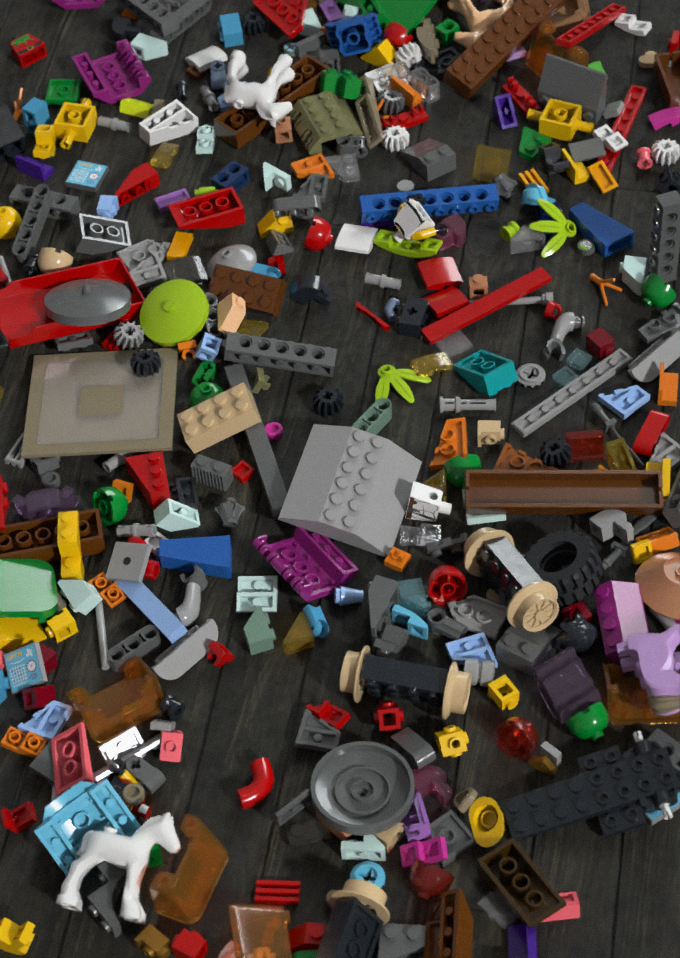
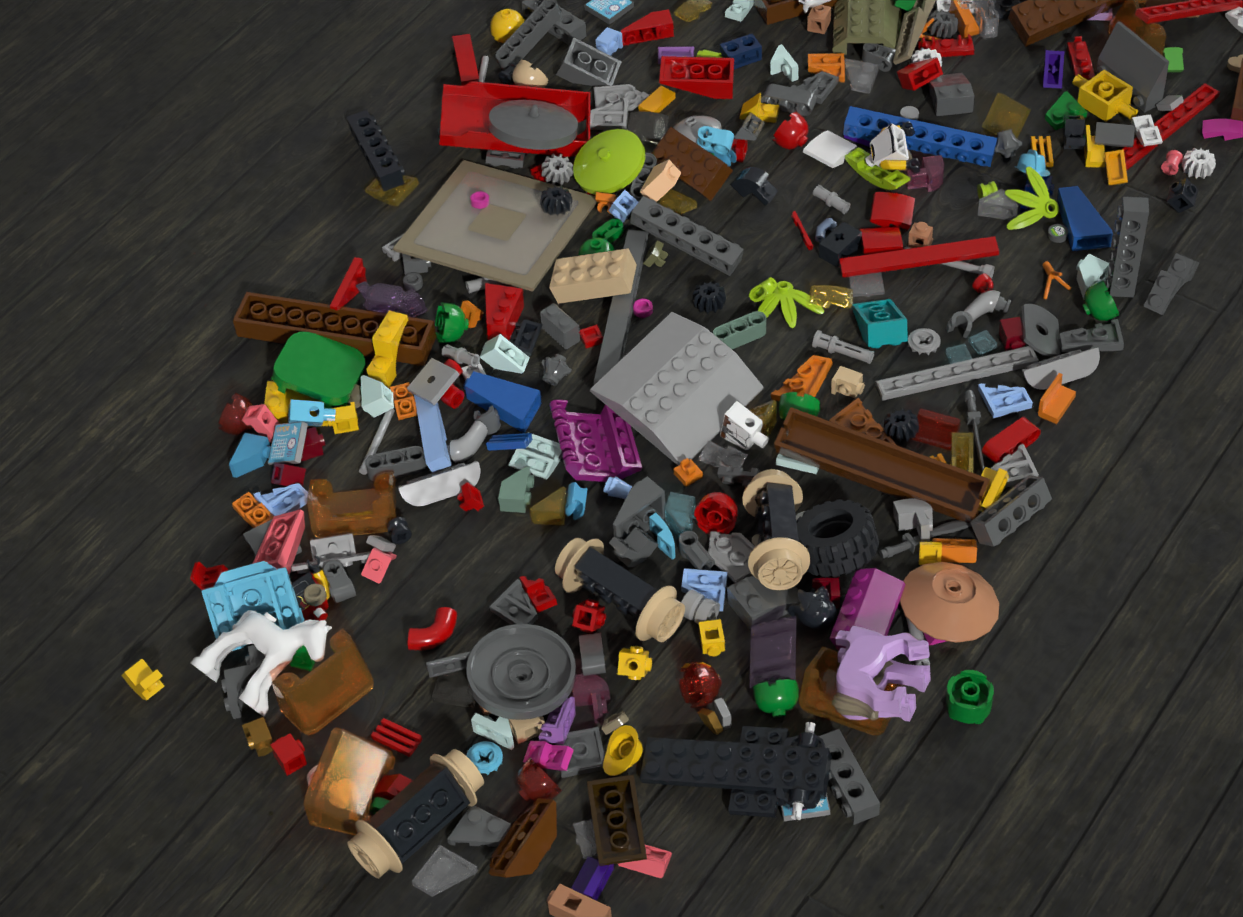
camera: 25 degrees right, 0 degrees up
(32, 631) = (300, 411): none -> medium azure torso
(74, 385) = (479, 200): none -> dark pink tile
(227, 590) = (509, 441): none -> blue tile
(260, 262) = (716, 140): none -> medium azure piece
(373, 379) = (763, 290): none -> lime piece
(397, 150) = (919, 73): none -> red slope
(612, 323) = (1043, 344): none -> dark grey piece

